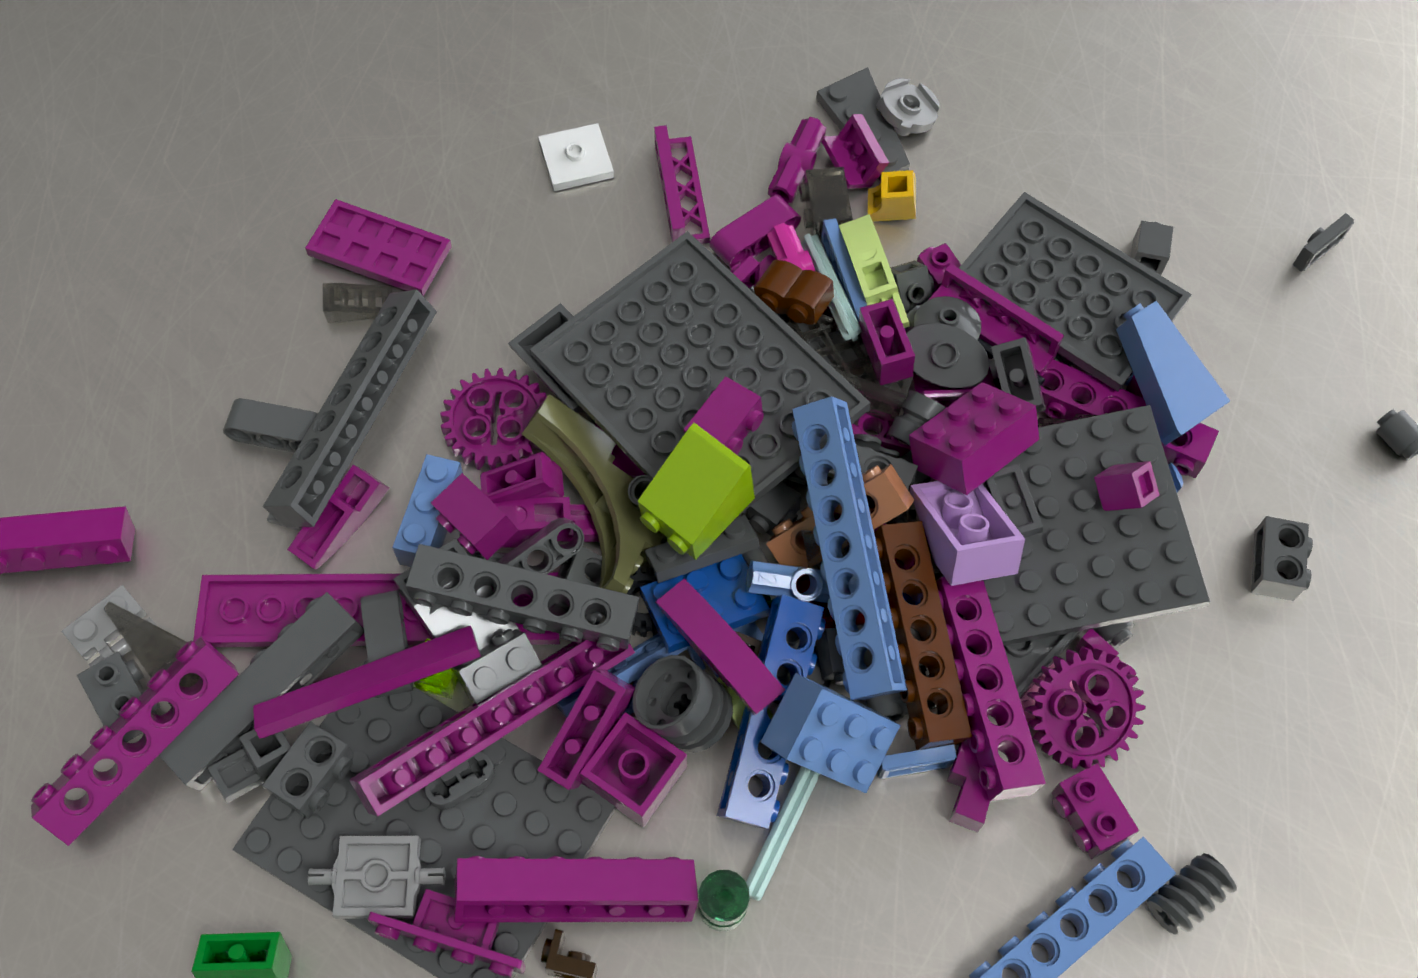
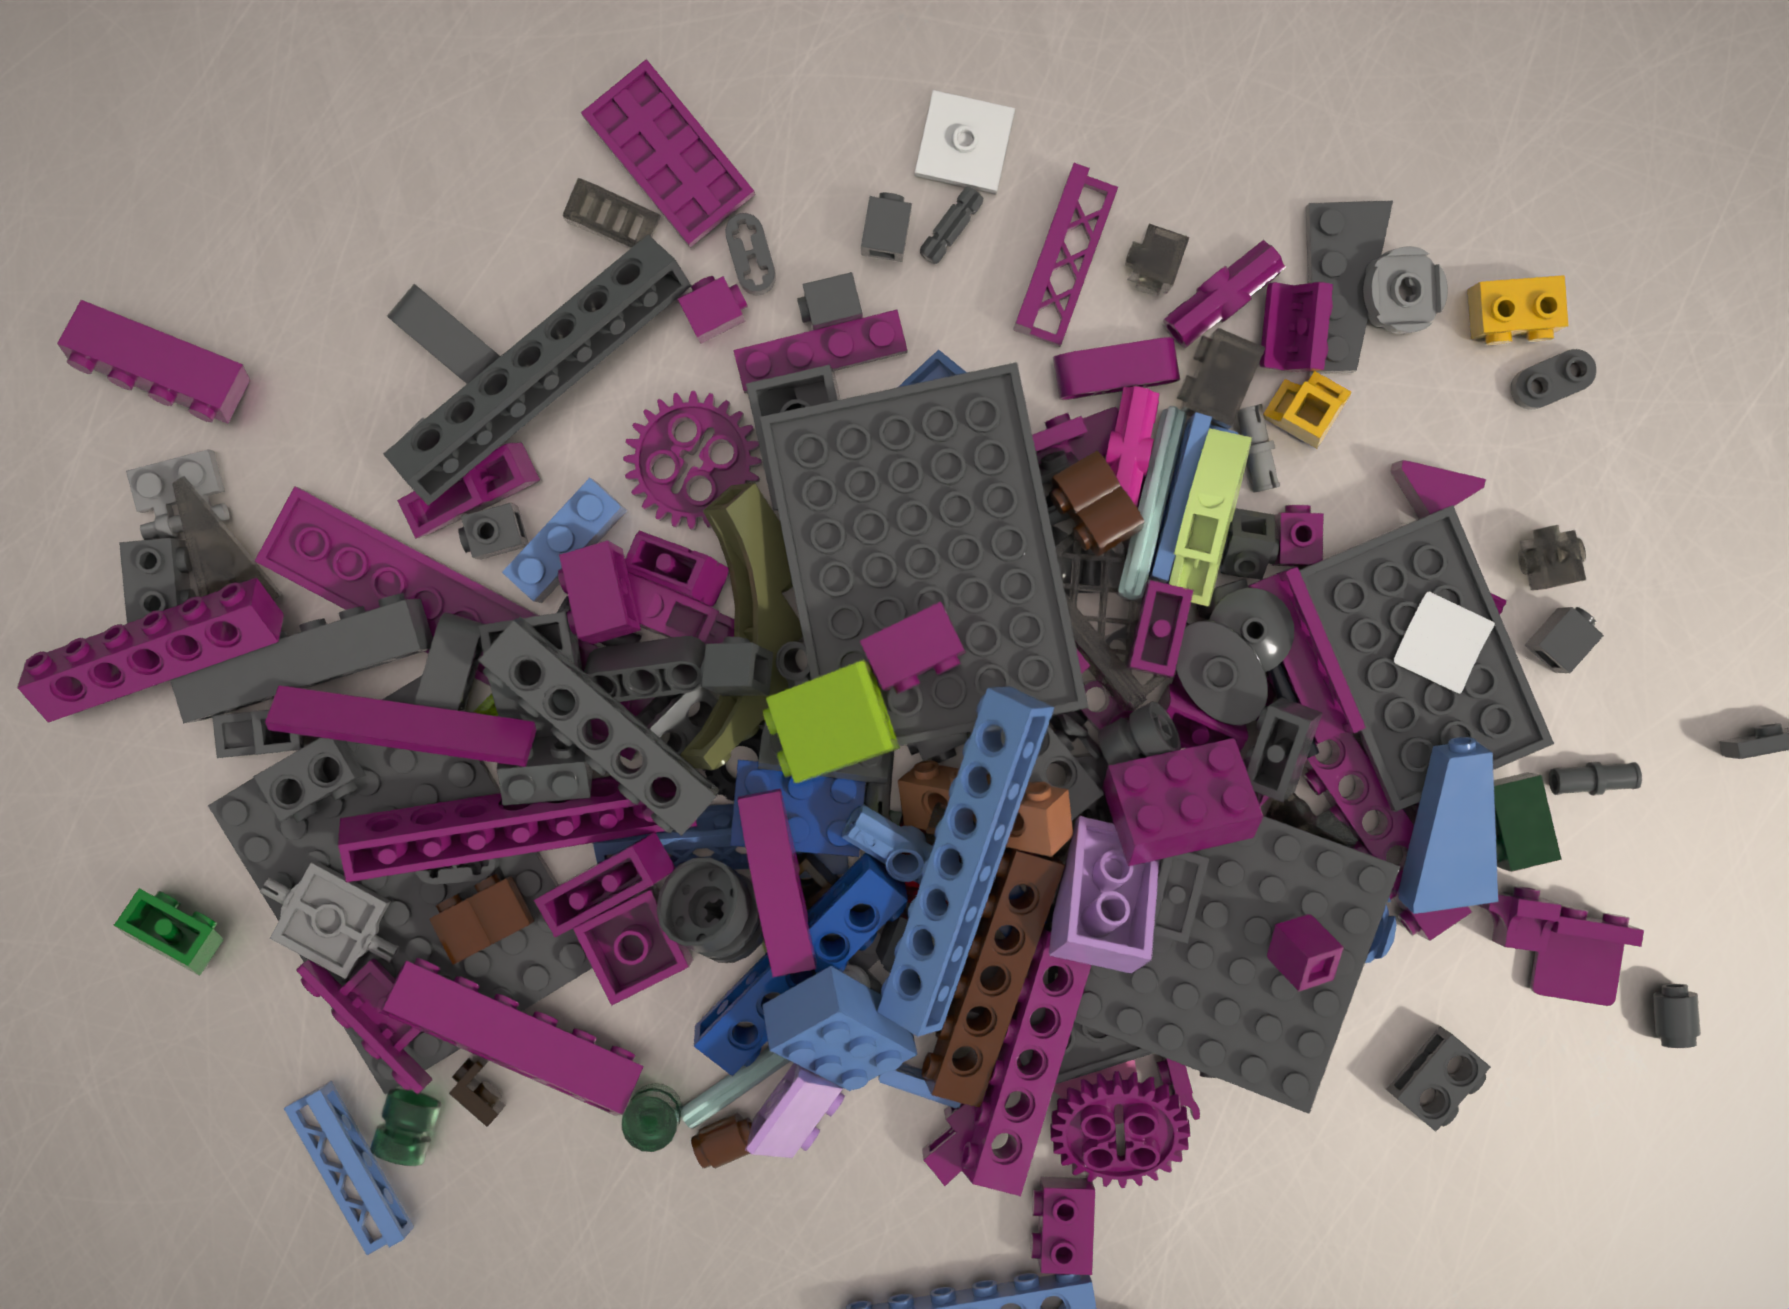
camera: 30 degrees right, 25 degrees up
(371, 534) = (493, 531): none -> dark grey brick
(459, 321) = (713, 307): none -> magenta brick
(472, 276) = (760, 251): none -> dark grey beam
(502, 809) = (481, 919): none -> reddish brown brick
(540, 280) = (830, 301): none -> dark grey brick
(552, 222) = (886, 227): none -> dark grey brick
(573, 295) = (835, 345): none -> magenta plate
(595, 204) = (951, 225): none -> dark grey axle
(604, 511) = (737, 668): none -> dark grey brick
(741, 160) = (1156, 259): none -> clear smoke brick
(791, 893) = (722, 1141): none -> reddish brown brick
(833, 824) = (792, 1112): none -> lavender slope
(892, 247) = (1260, 454): none -> light grey pin
(984, 86) = (1517, 309): none -> yellow brick
(994, 201) = (1433, 488): none -> magenta slope
(1038, 112) = (1555, 379): none -> dark grey plate
(1076, 268) = (1443, 642): none -> white sticker
(1108, 204) = (1552, 558): none -> clear smoke brick
(1214, 348) = (1523, 823): none -> dark green brick
(1233, 319) = (1595, 778): none -> dark grey pin
(1253, 423) = (1523, 919): none -> magenta brick
(1309, 426) = (1584, 957): none -> magenta bracket

